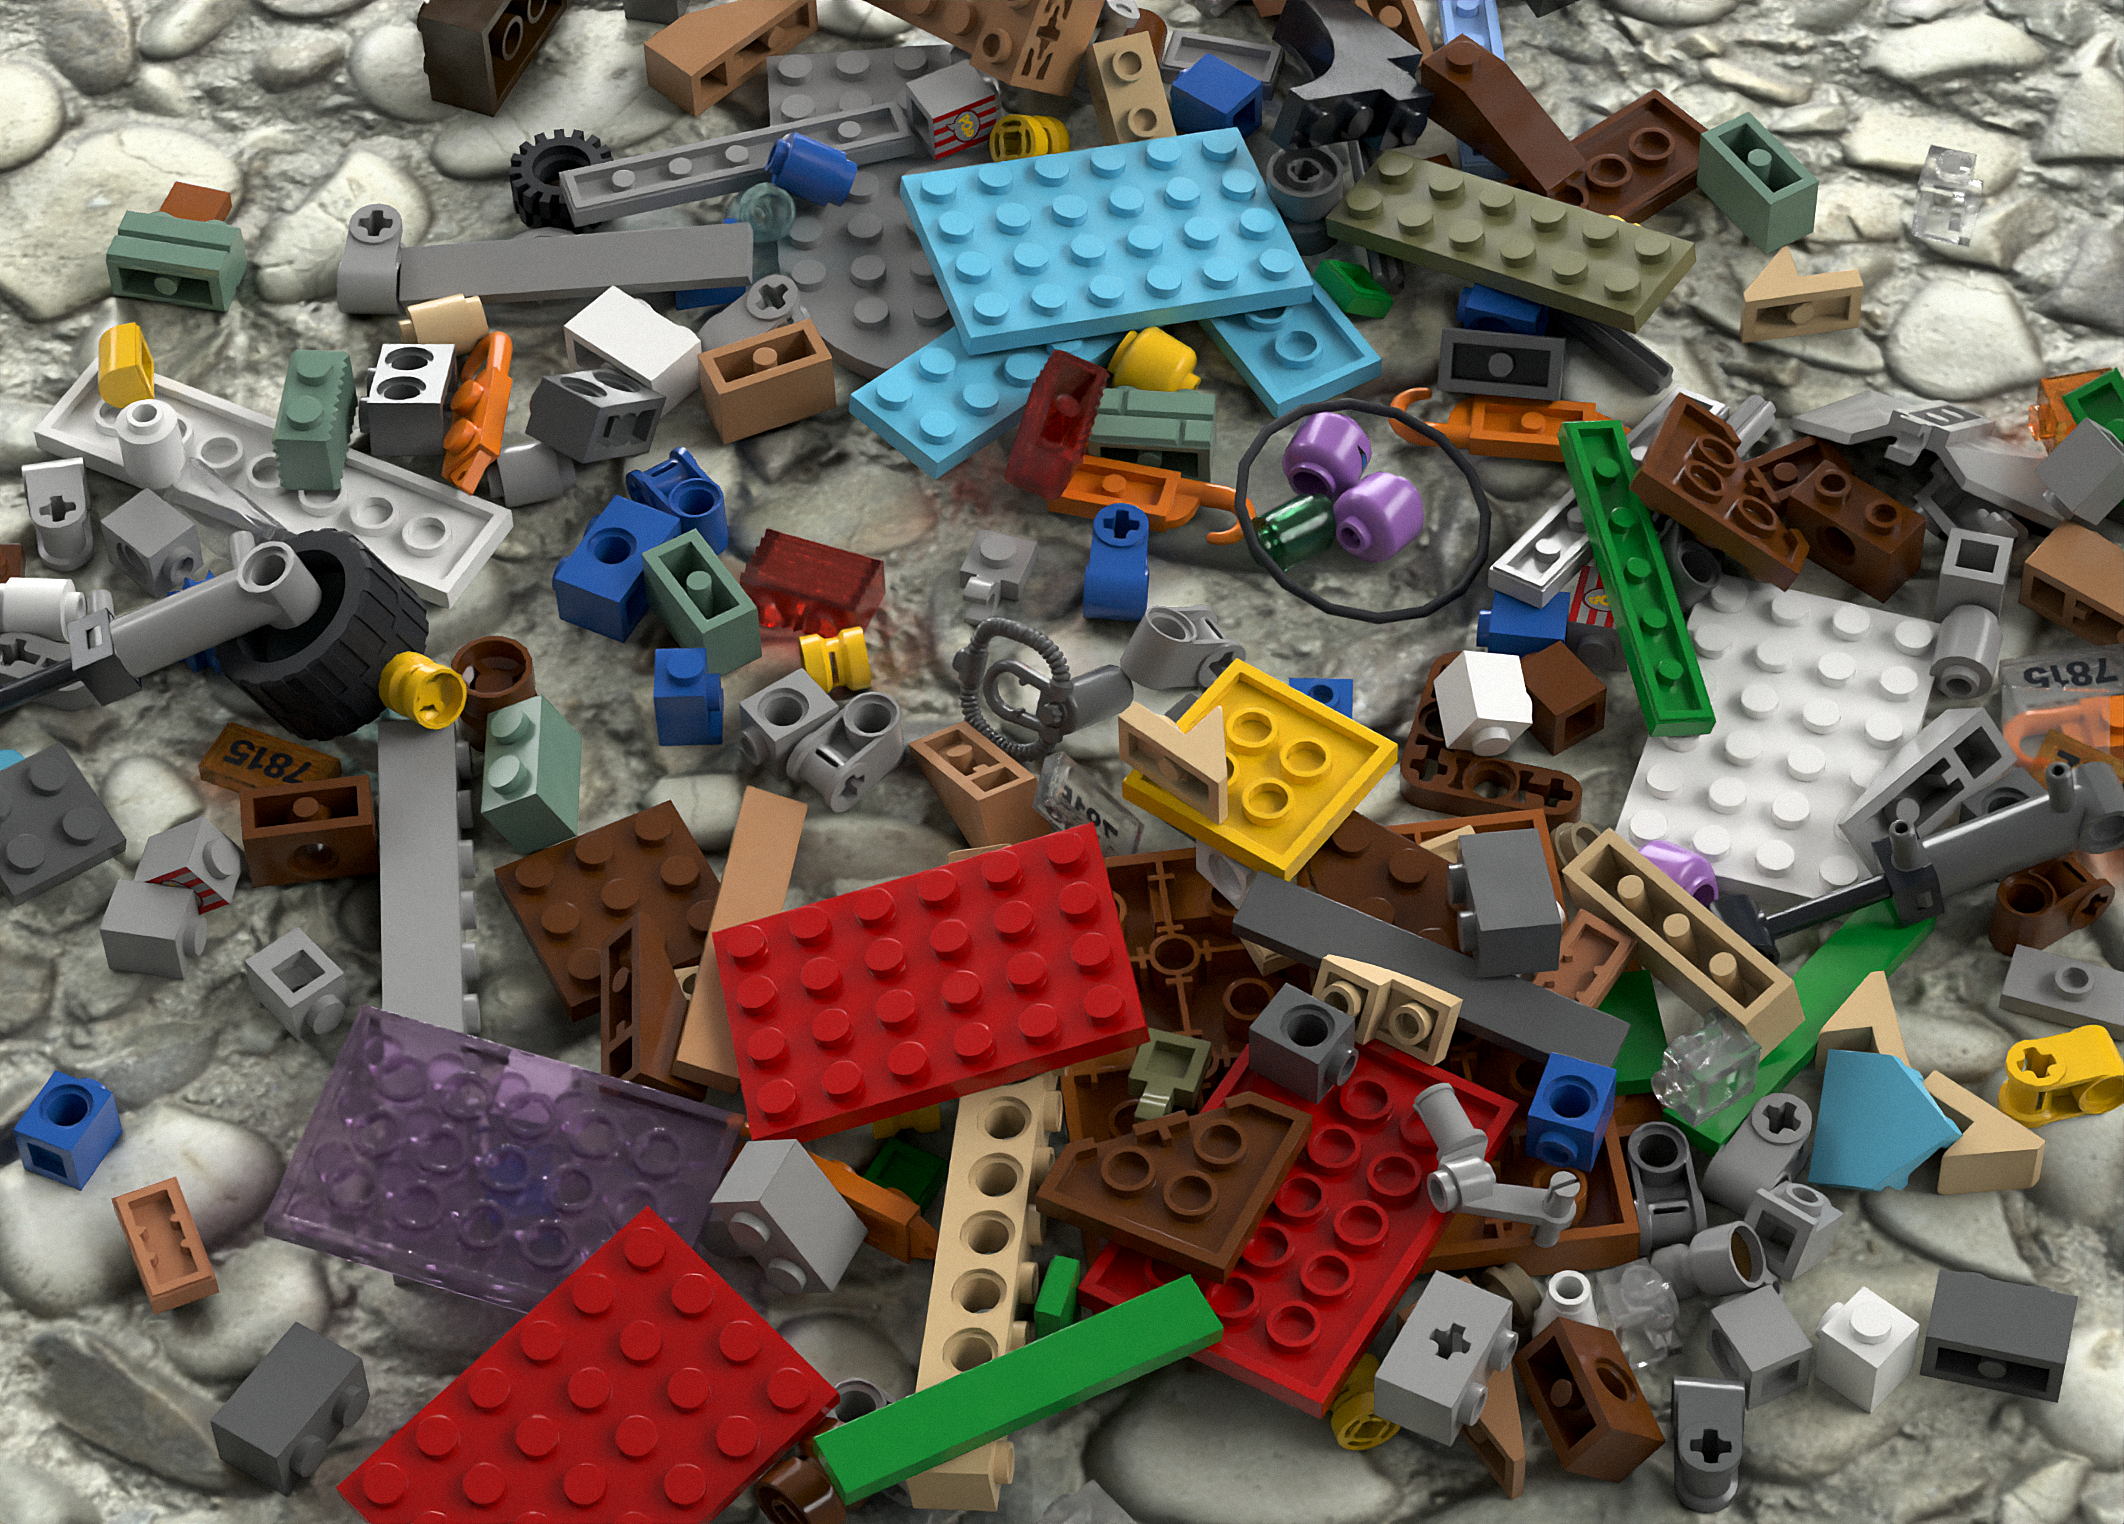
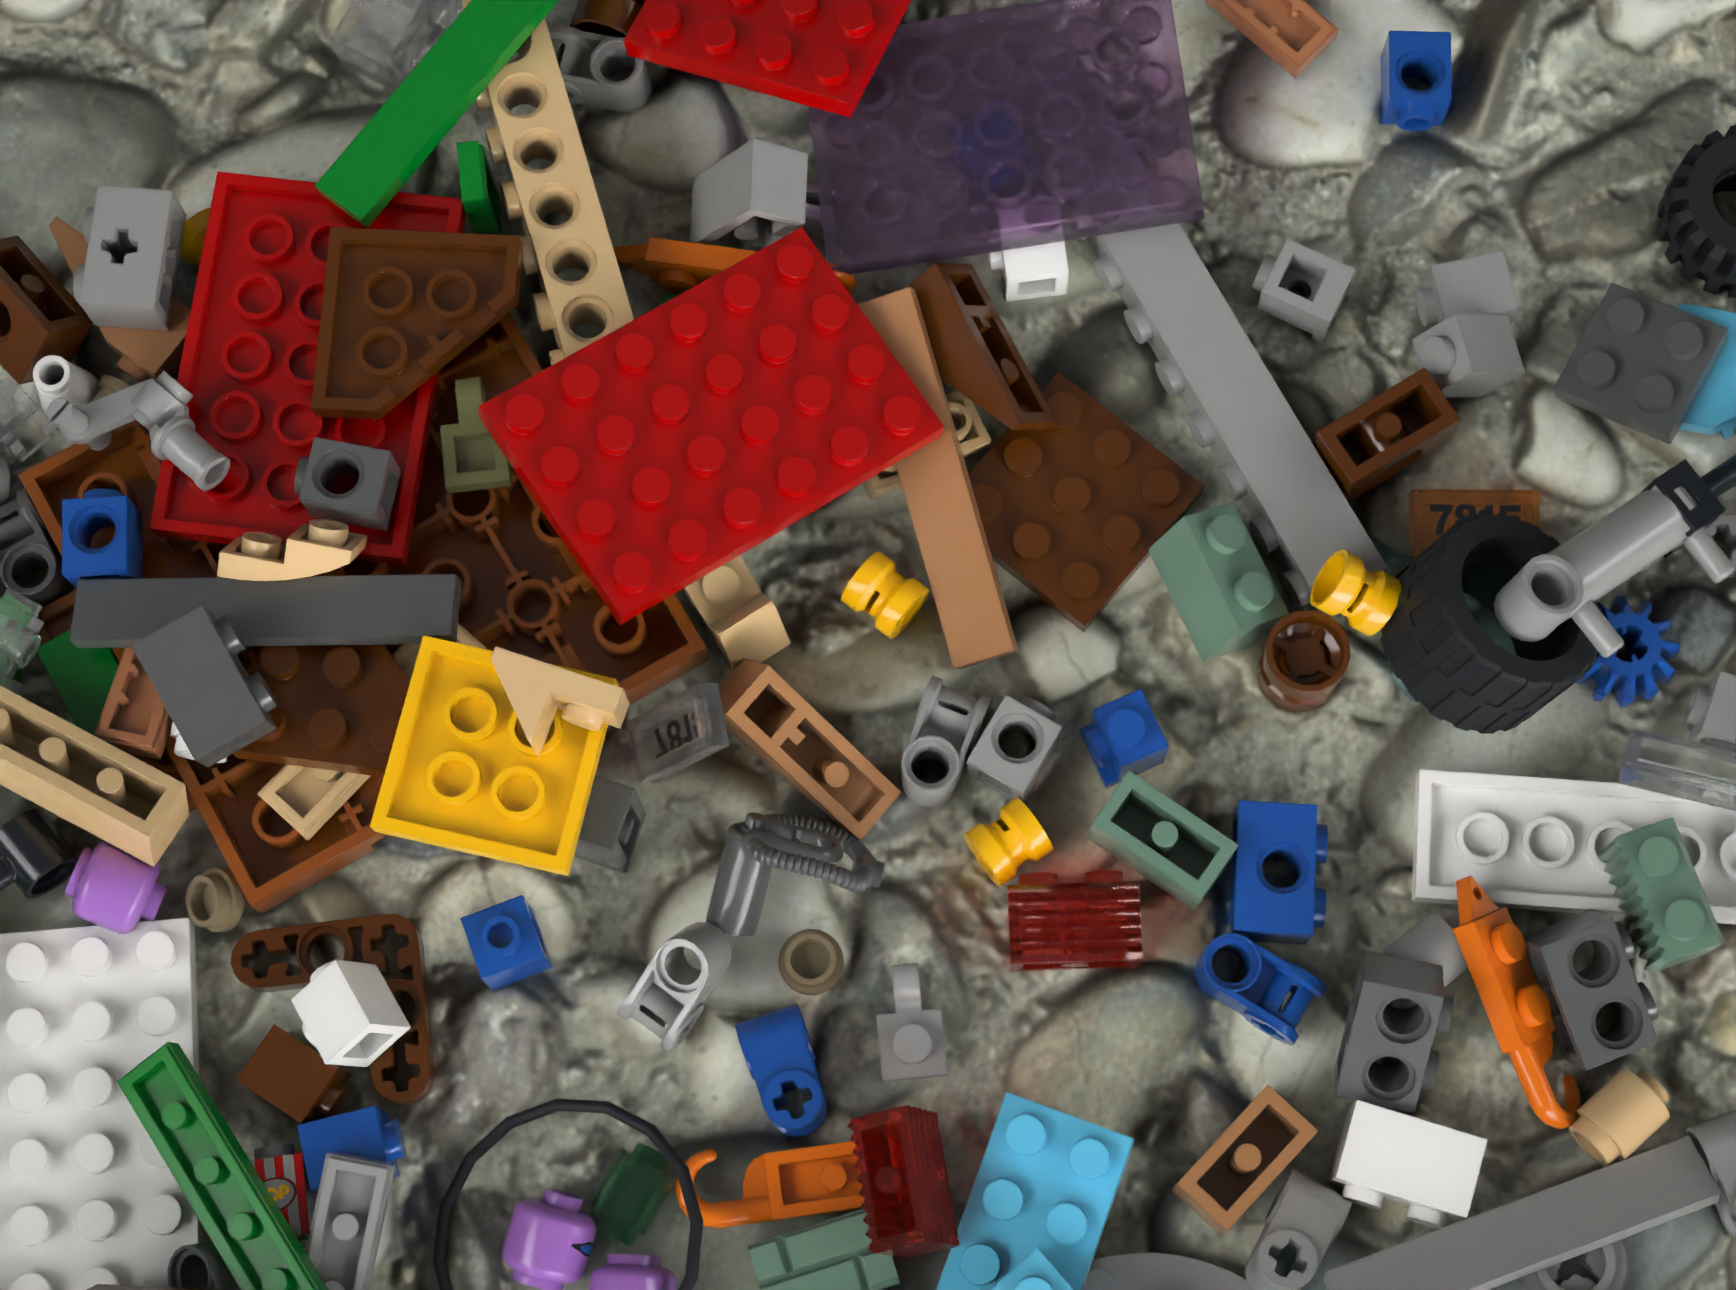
camera: 160 degrees right, 25 degrees up
(833, 867) = (885, 594): none -> yellow wheel
(1065, 634) = (811, 962): none -> dark tan plate

